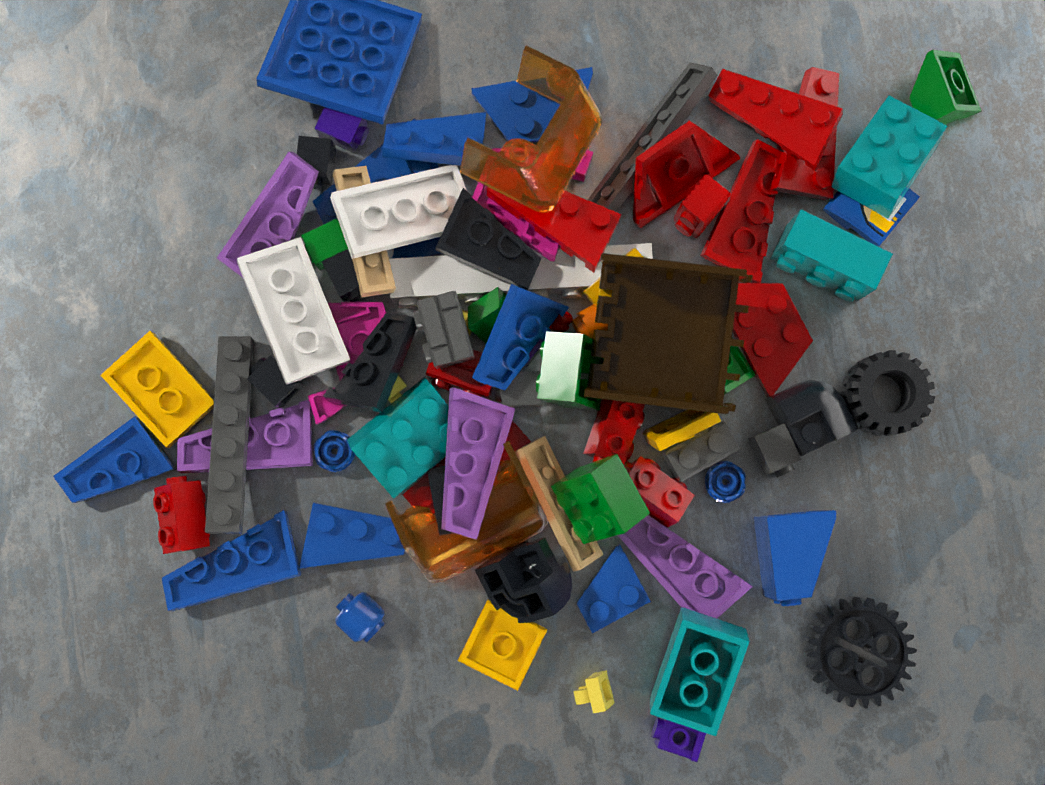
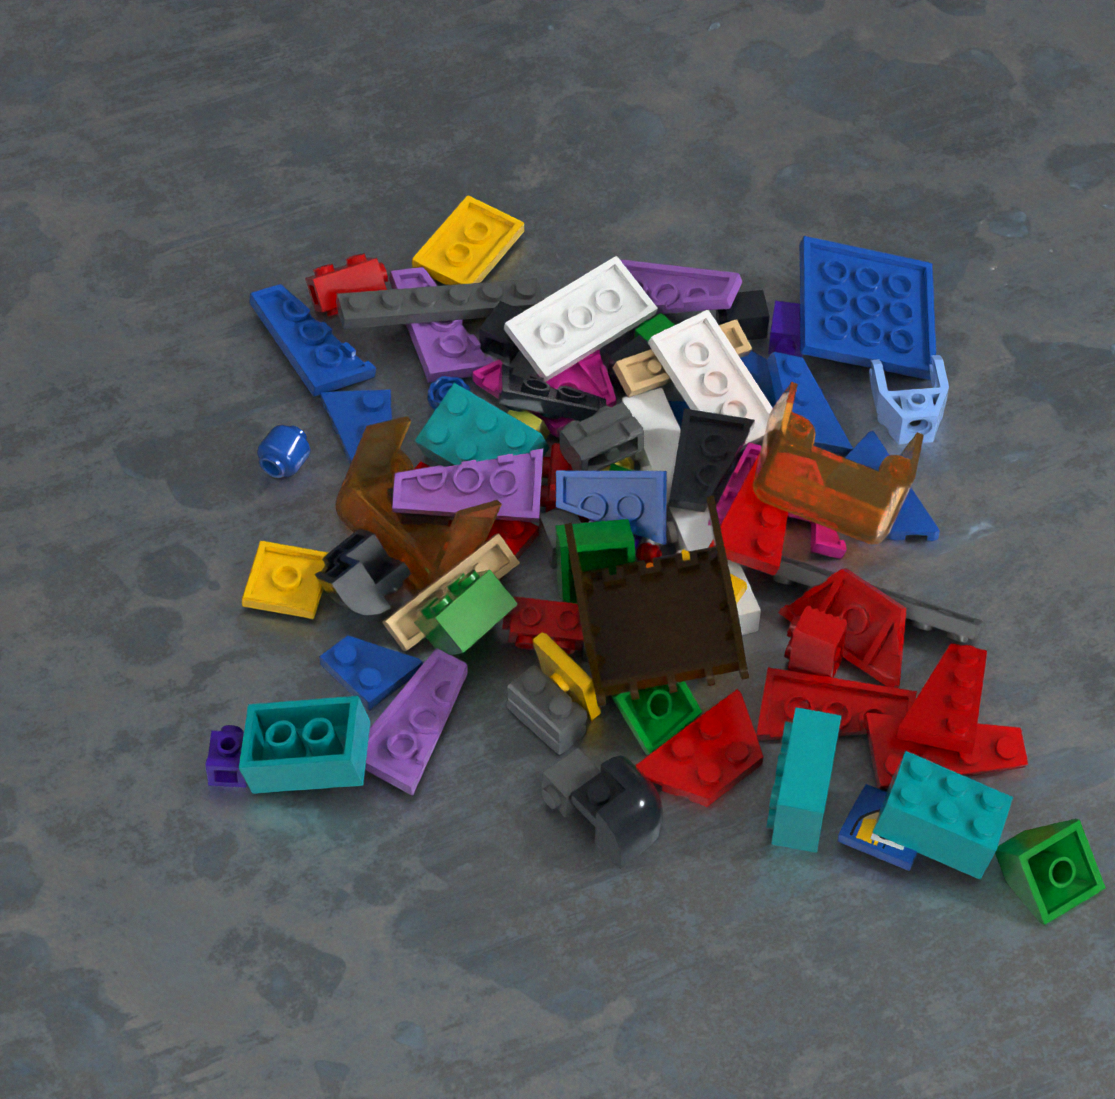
camera: 75 degrees right, 30 degrees down
(114, 463) = (383, 227): blue wing -> none
(467, 48) = (898, 408): none -> light blue piece
(596, 691) = (258, 671): light yellow tile -> none
(663, 495) = (489, 672): red brick -> none
(734, 476) = (524, 736): blue plate -> none
(792, 553) = (459, 808): blue slope -> none
(847, 678) = (331, 906): black gear -> none
(913, 388) = (669, 849): black tyre -> none

